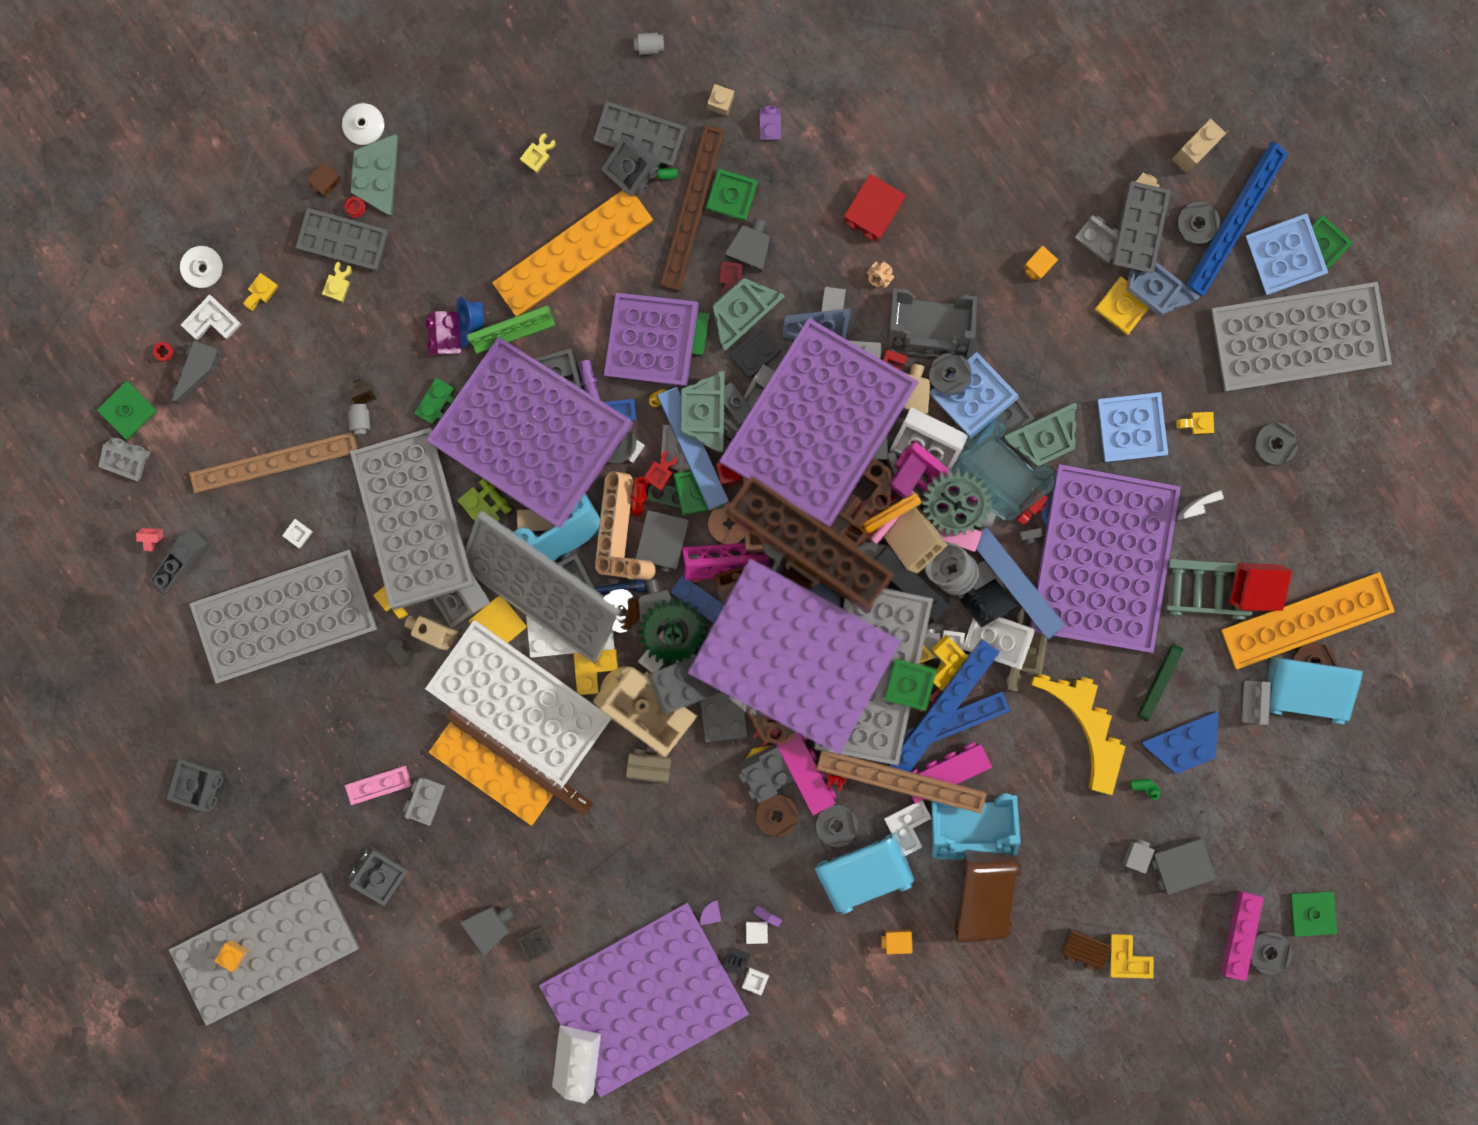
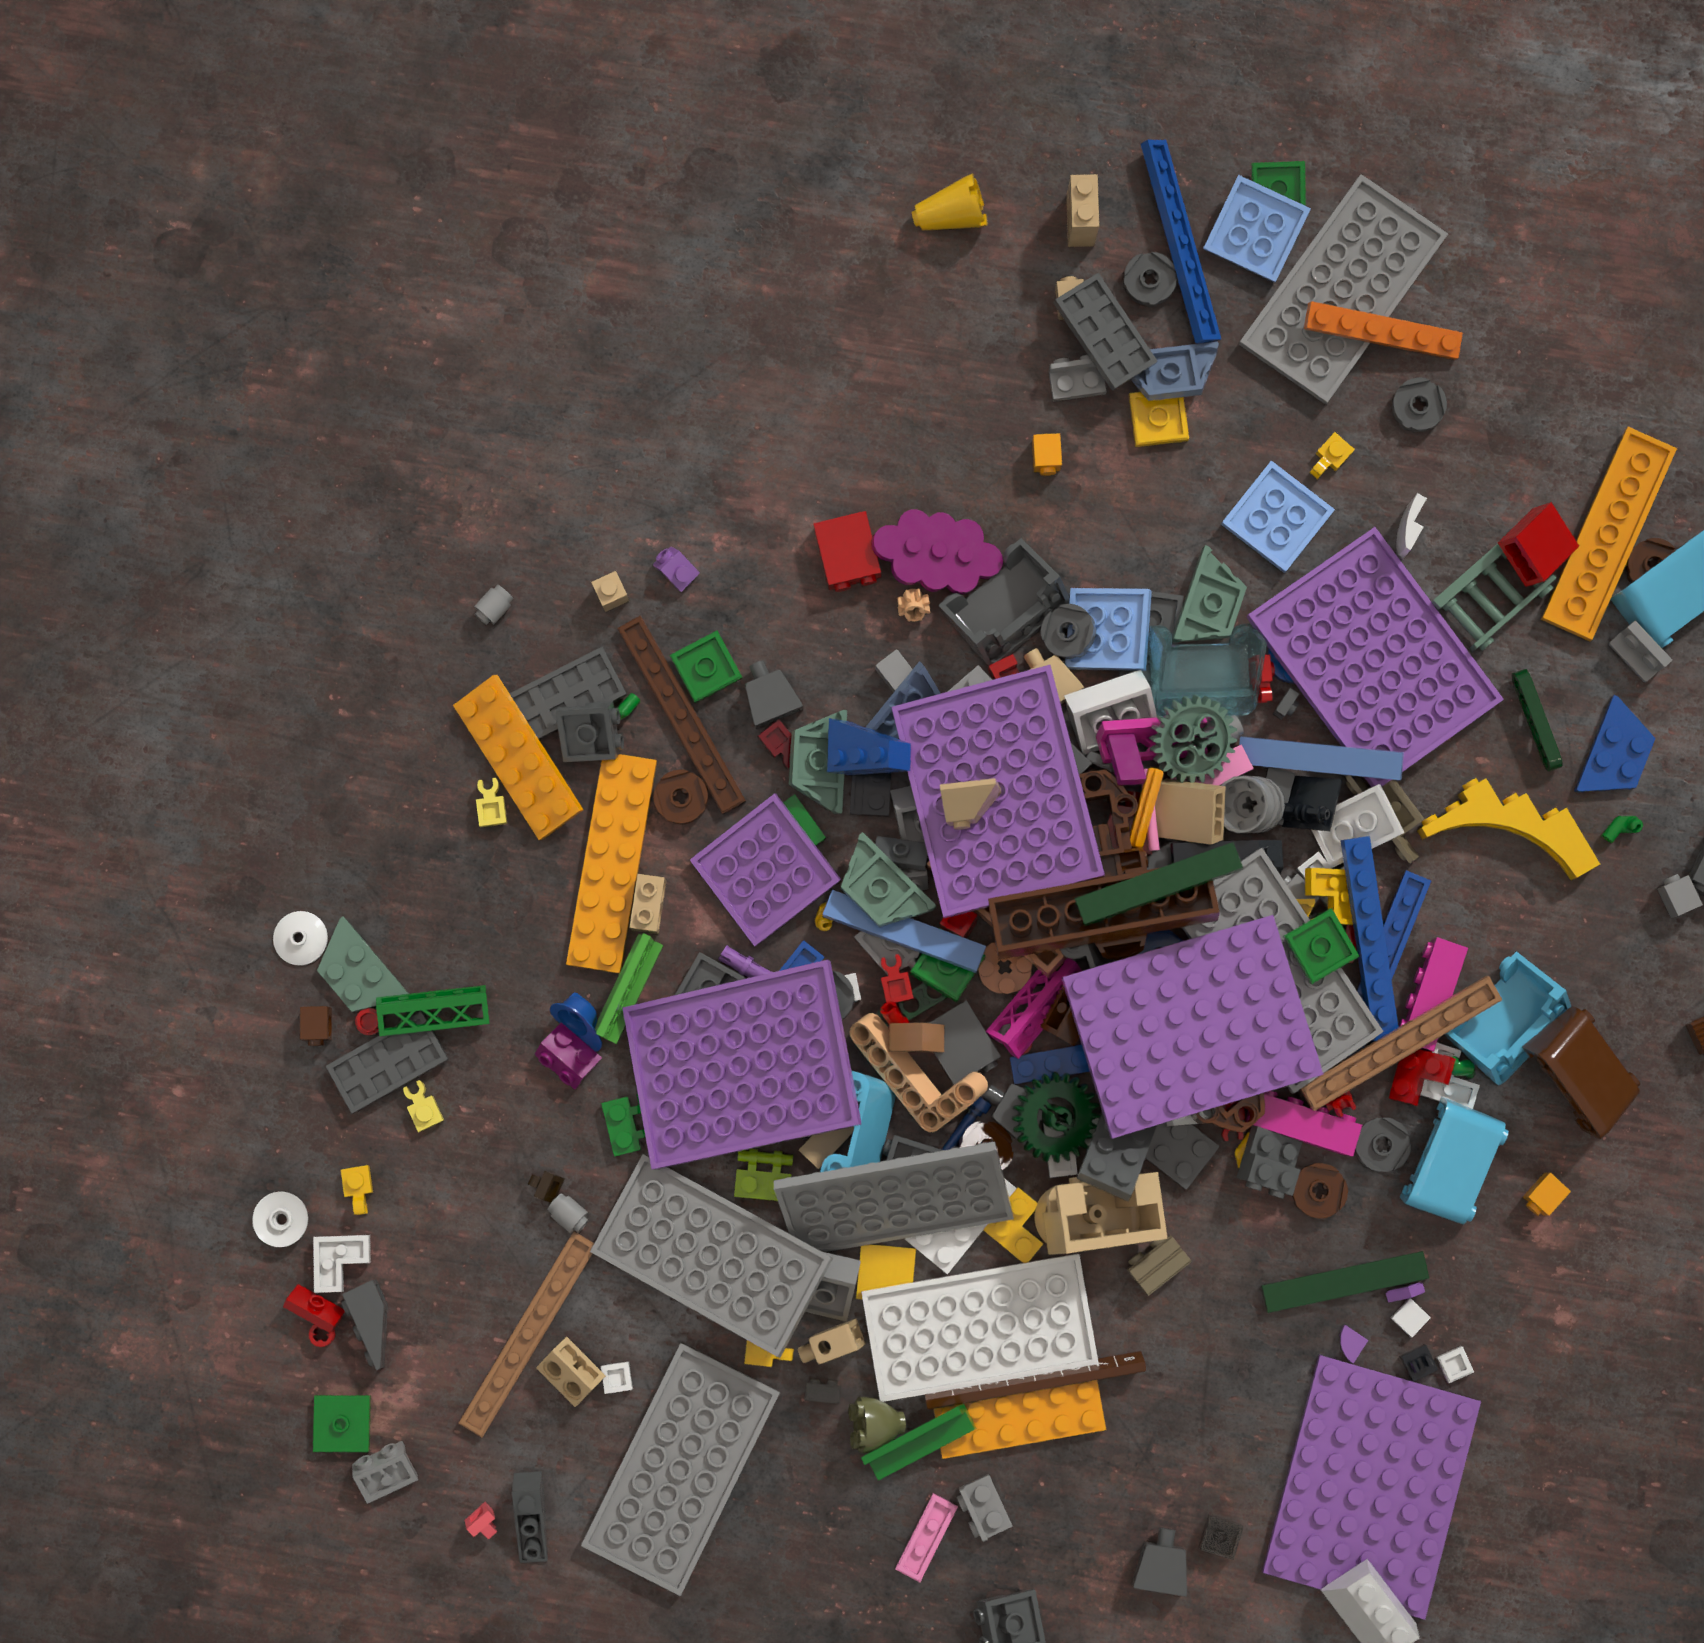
camera: 40 degrees left, 5 degrees down
(172, 333) = (314, 1308): none -> red plate
(275, 505) = (570, 1371): none -> tan brick
(395, 227) = (432, 1000): none -> green fence
(410, 697) = (874, 1424): none -> olive piece
(424, 731) = (920, 1442): none -> green fence
(569, 294) = (648, 903): none -> tan brick
(578, 142) = (518, 757): none -> light orange plate
(634, 255) = (667, 789): none -> reddish brown plate
(640, 513) = (916, 1037): none -> medium nougat slope
(741, 877) = (1345, 1281): none -> dark green tile
(770, 326) = (864, 751): none -> blue wedge
(795, 411) = (968, 801): none -> tan slope
(852, 560) = (1158, 884): none -> dark green tile
(895, 803) = (1414, 1070): none -> red plate
(921, 828) = (1463, 1068): none -> green arm
(923, 258) = (937, 552): none -> magenta plate
(1128, 72) = (952, 207): none -> yellow cone
(1298, 382) = (1383, 330): none -> orange plate

